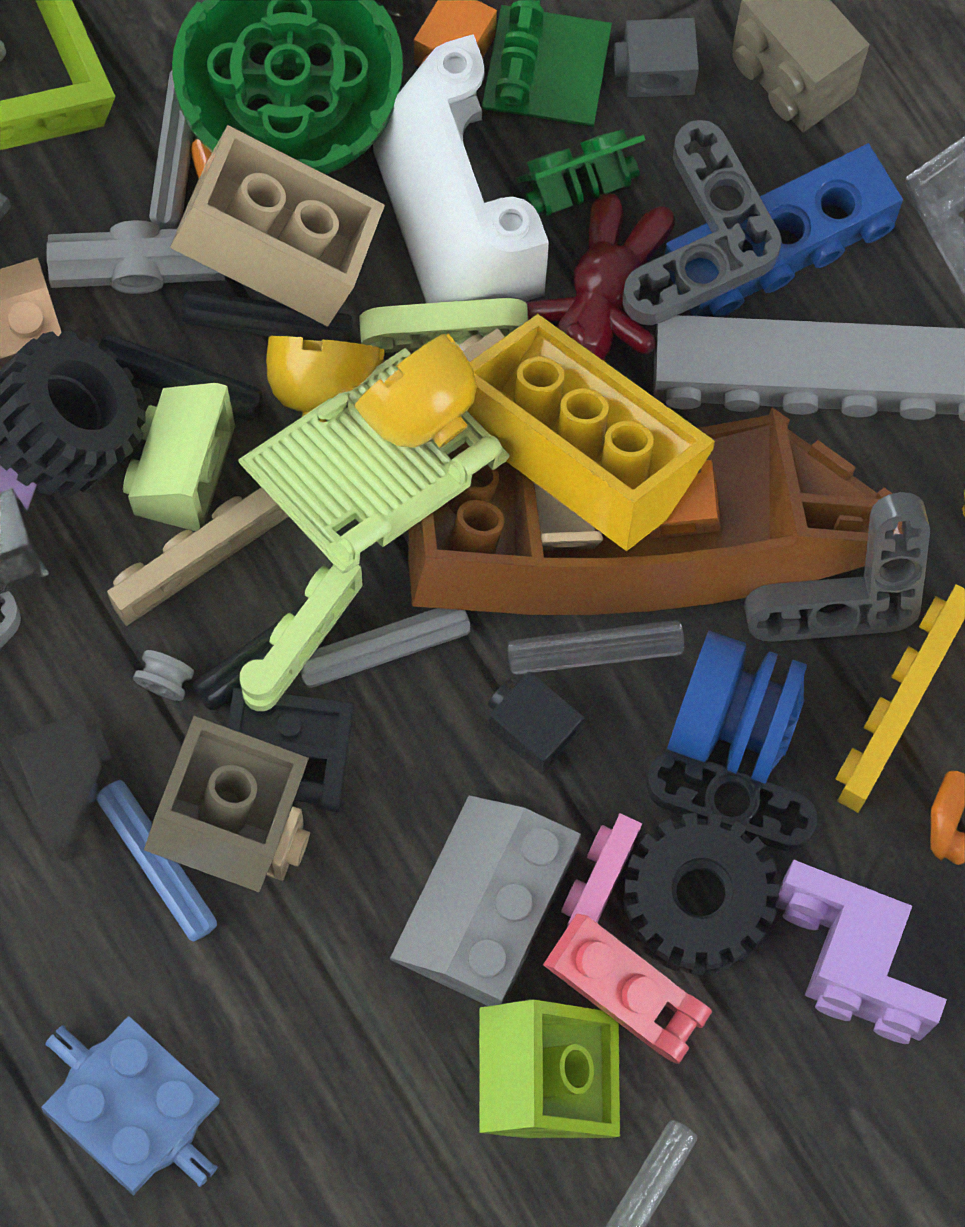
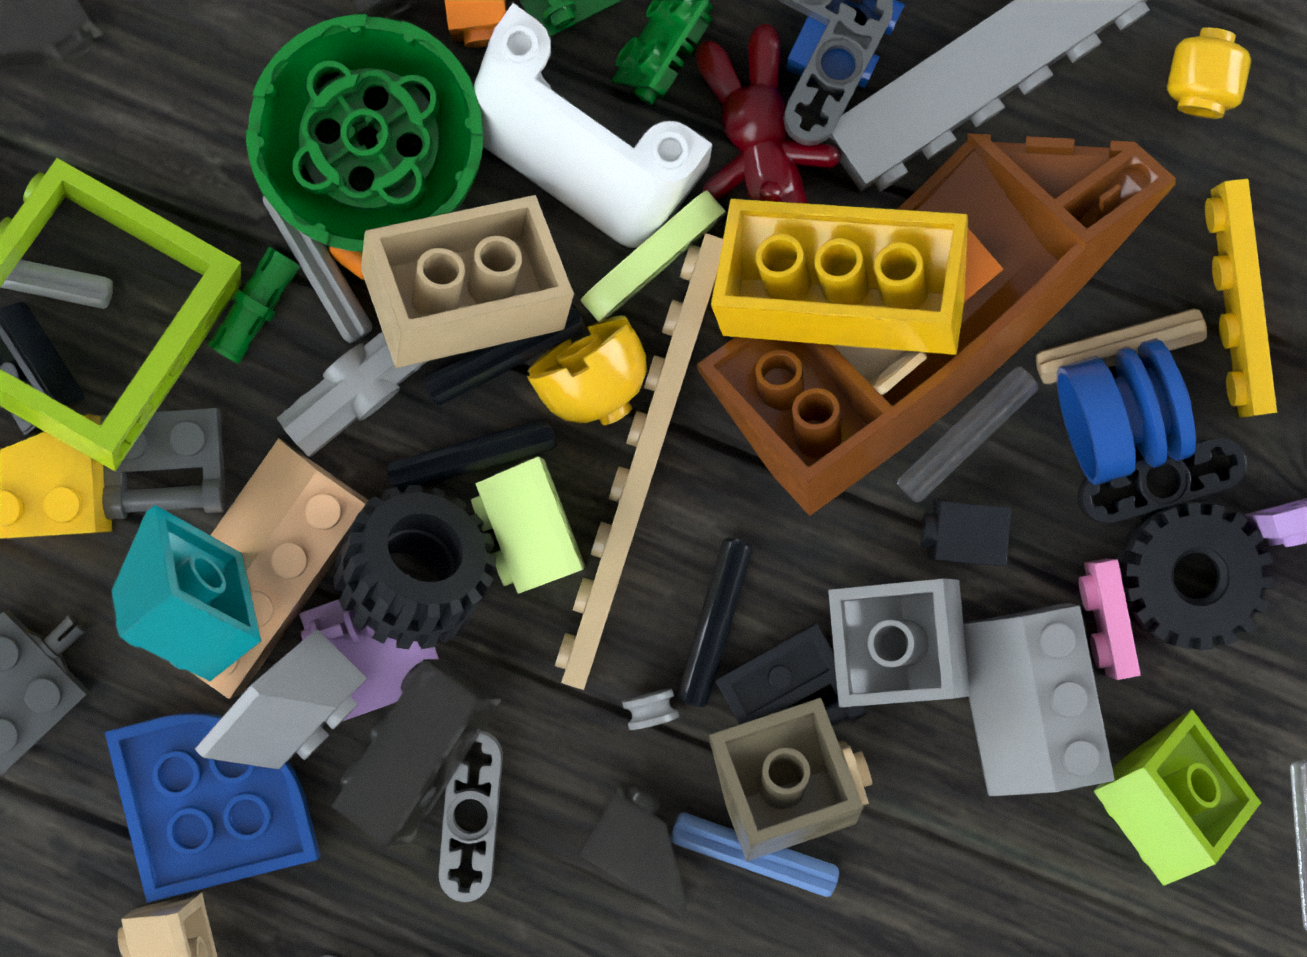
camera: 30 degrees left, 15 degrees up
(100, 144) = (253, 305): none -> green pin
(299, 636) = (740, 607): yellowish green plate -> none
(348, 472) = (696, 425): yellowish green window -> none
(384, 645) = (798, 561): light grey axle -> none
(410, 766) = (899, 642): none -> light grey slope
(422, 397) = (705, 351): yellow cylinder -> none
(626, 987) = (1193, 694): coral plate -> none
(774, 608) = (1173, 222): dark grey beam -> none
(819, 681) = (1174, 330): none -> tan axle

